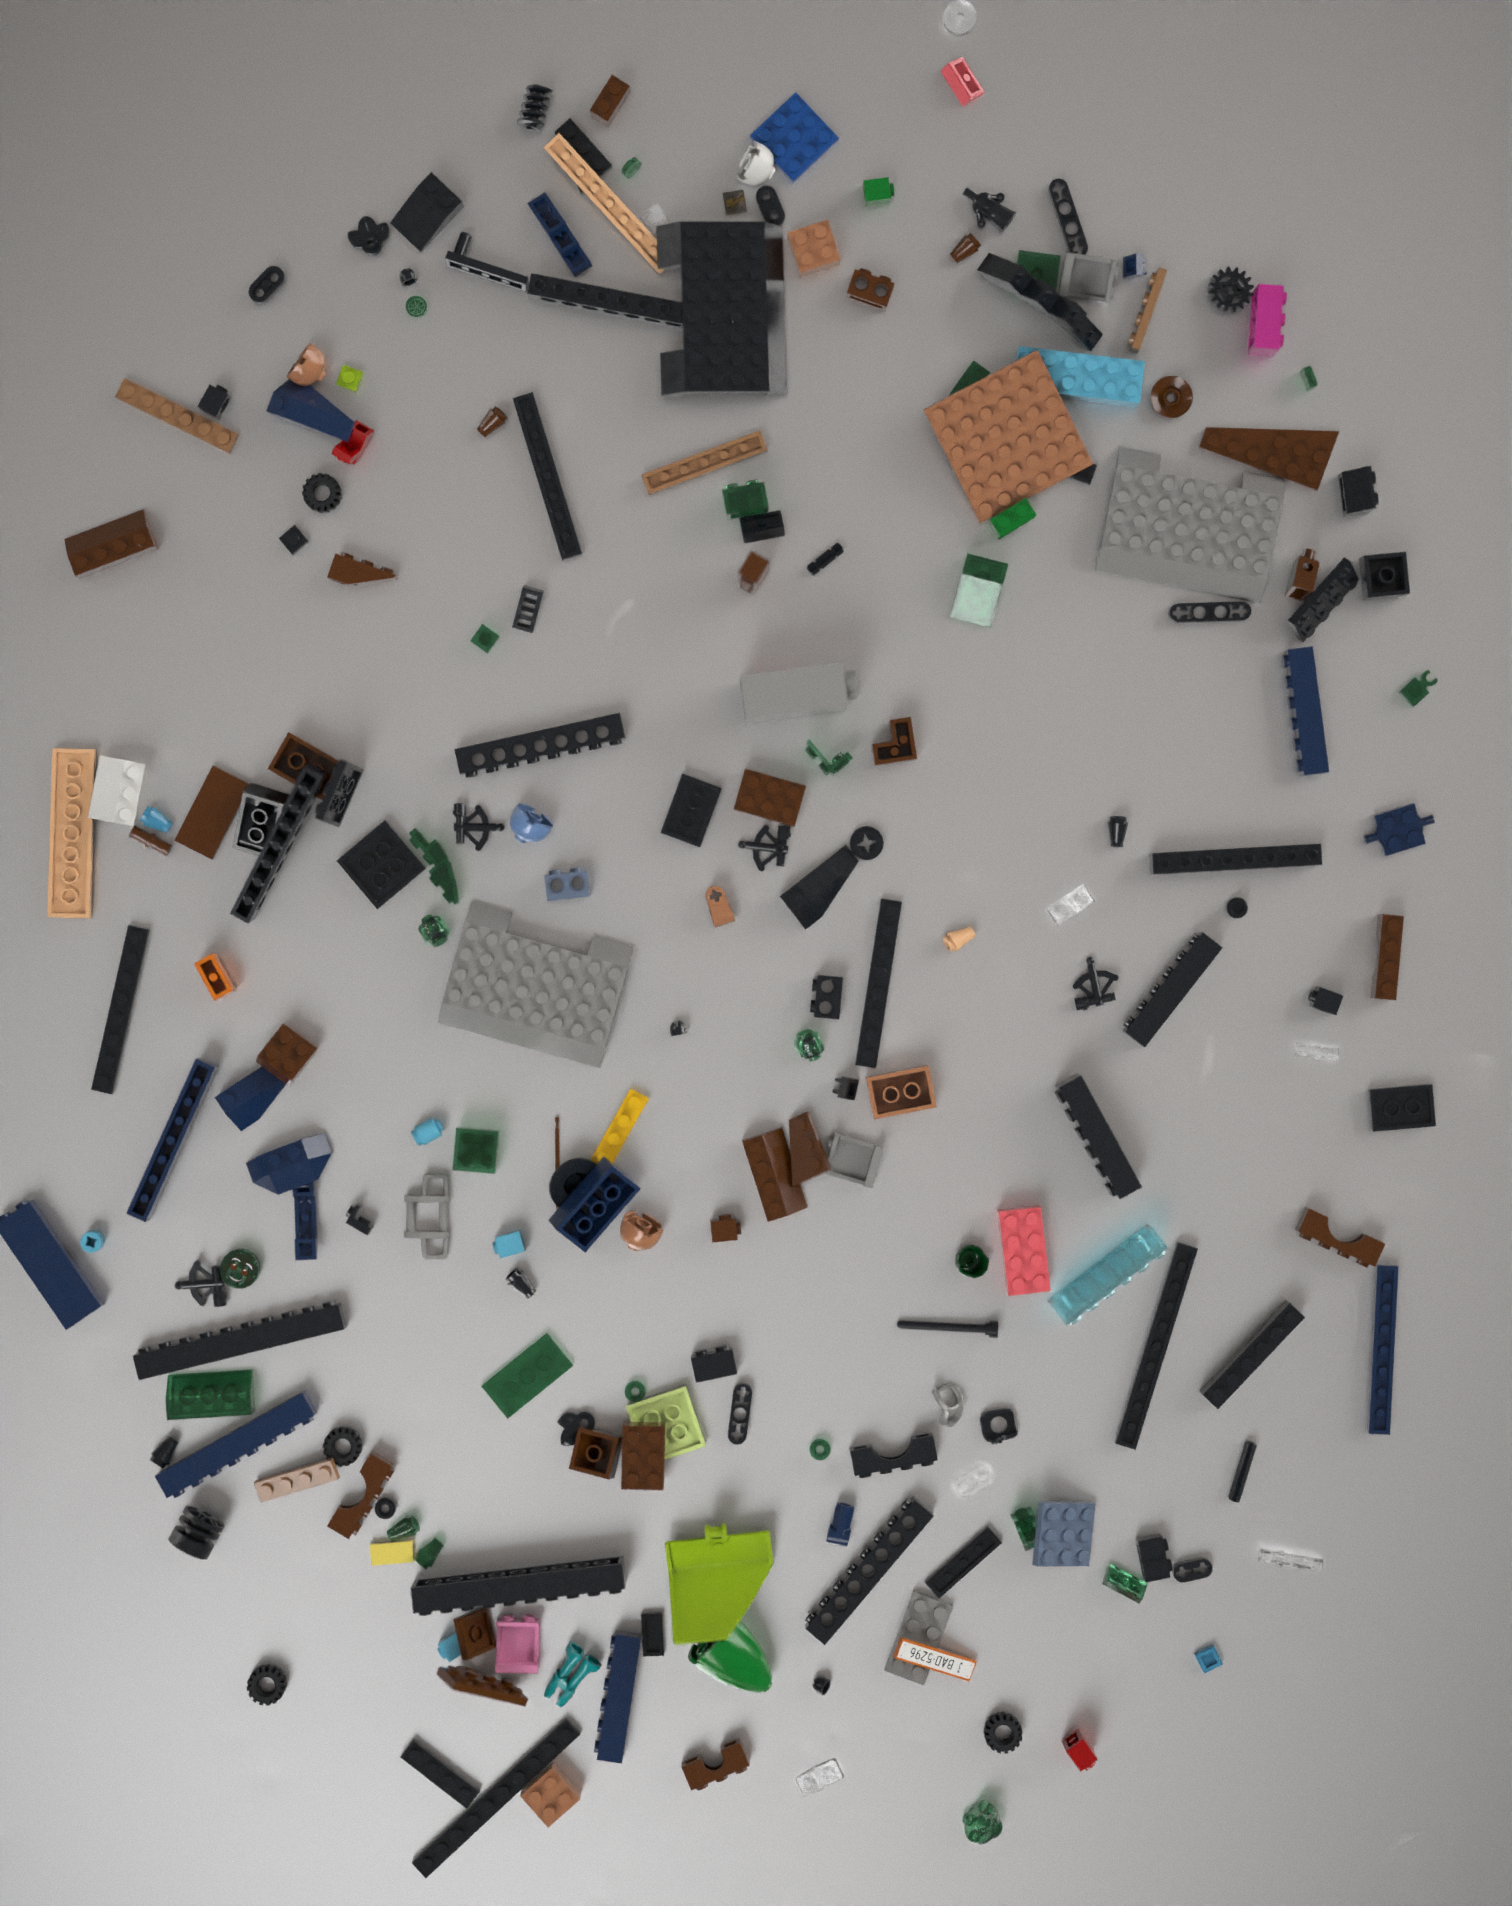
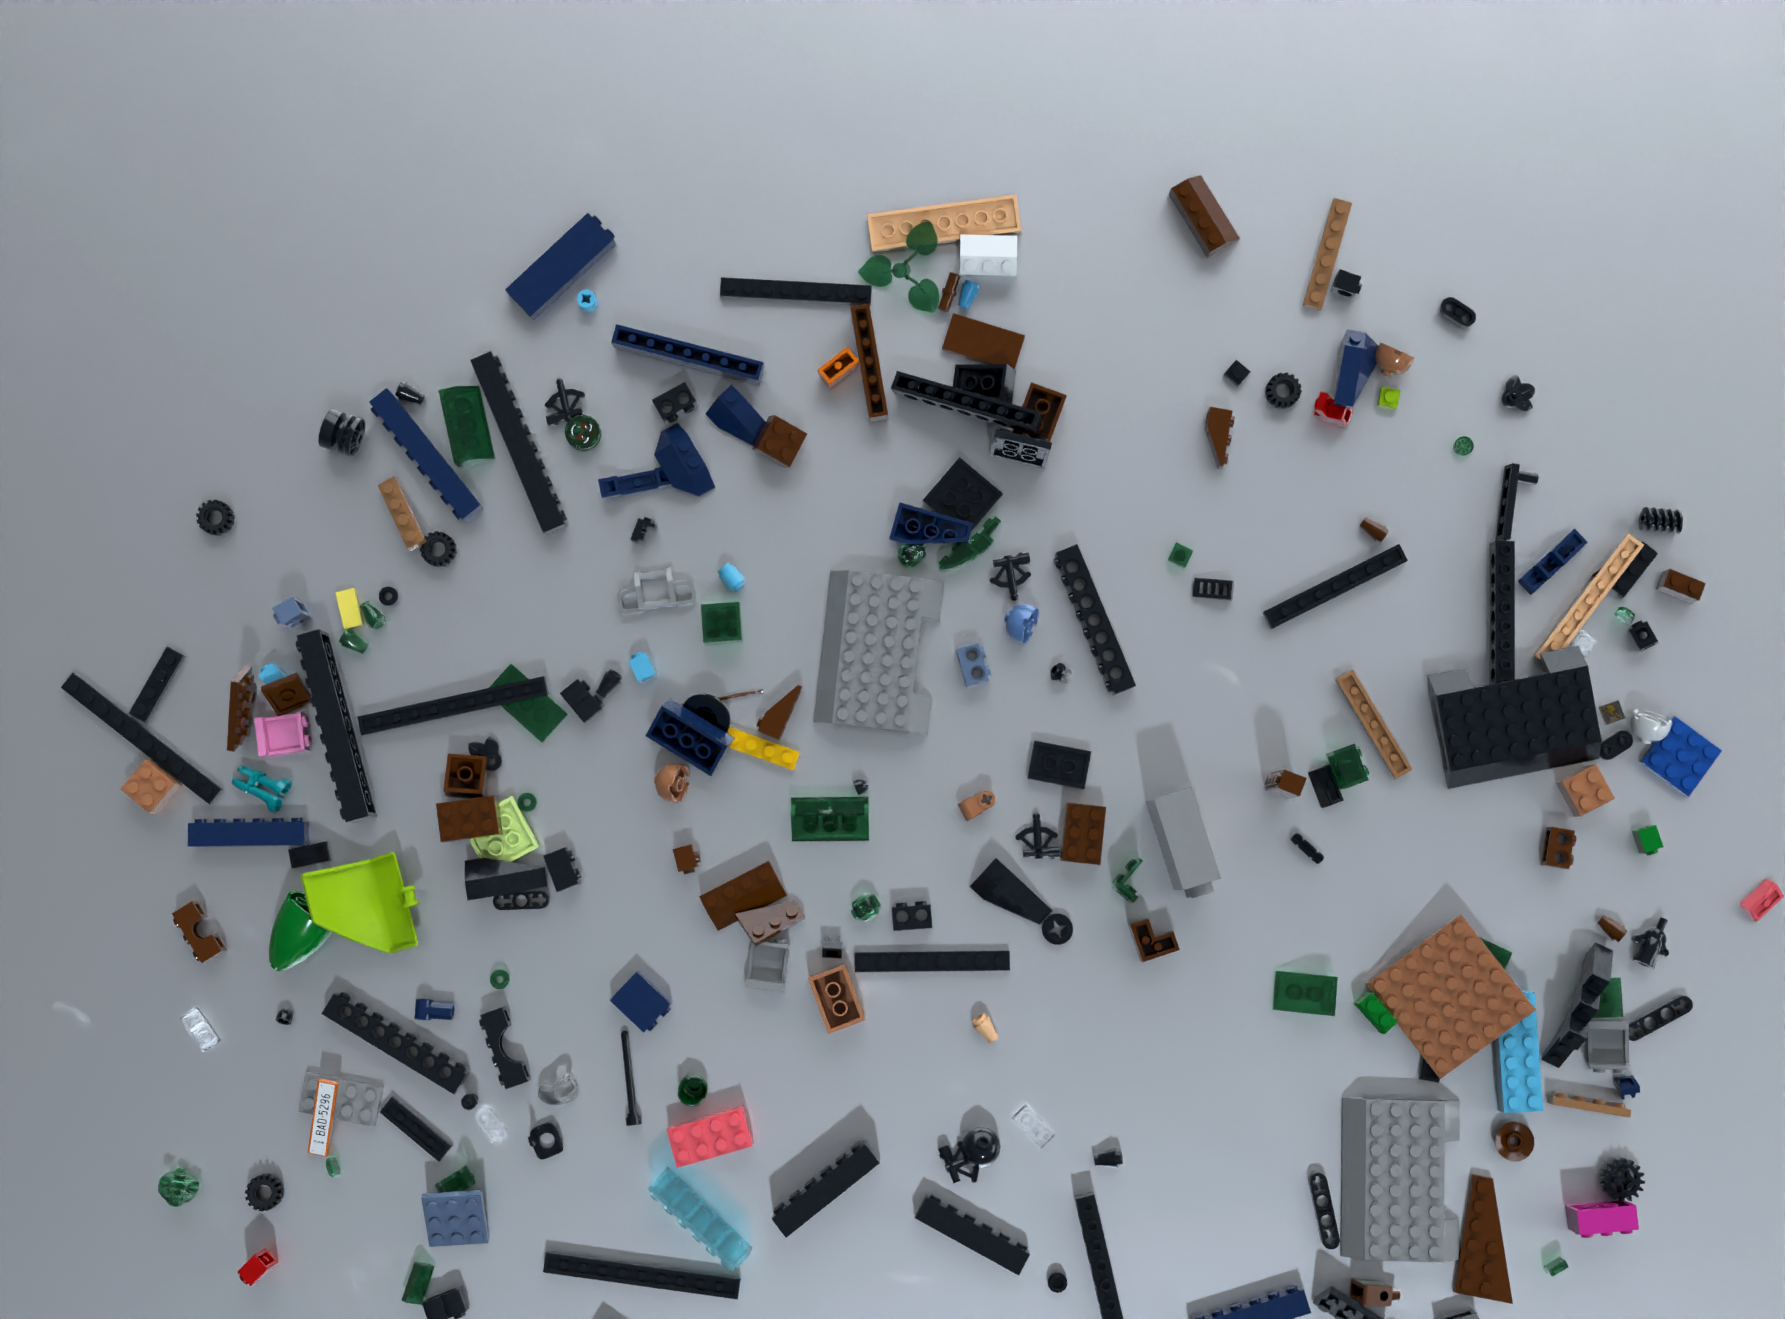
camera: 85 degrees right, 5 degrees down
(115, 914) = (878, 268): none -> clear green plant
(215, 942) = (869, 363): none -> reddish brown brick
(218, 1164) = (672, 398): none -> black brick
(347, 1517) = (375, 564): reddish brown arch -> none
(386, 1616) = (291, 612): none -> sand blue brick
(408, 277) = (1488, 434): black hinge -> none
(408, 912) = (922, 526): none -> dark blue wedge
(427, 212) = (1549, 441): black slope -> none
(517, 1455) = (453, 705): none -> black plate
(535, 1315) = (581, 700): none -> black brick
(588, 1106) = (777, 717): none -> reddish brown slope
(590, 794) = (1058, 671): none -> black plate
(665, 155) = (1649, 641): none -> black brick
(707, 1067) = (830, 818): none -> clear green slope
(711, 1436) = (497, 877): none -> black wedge
(869, 1301) = (641, 1002): none -> dark blue brick
(945, 1505) = (465, 1103): none -> black pin
(988, 1656) = (333, 1167): none -> clear green tile
(1082, 964) = (981, 1147): none -> black cylinder

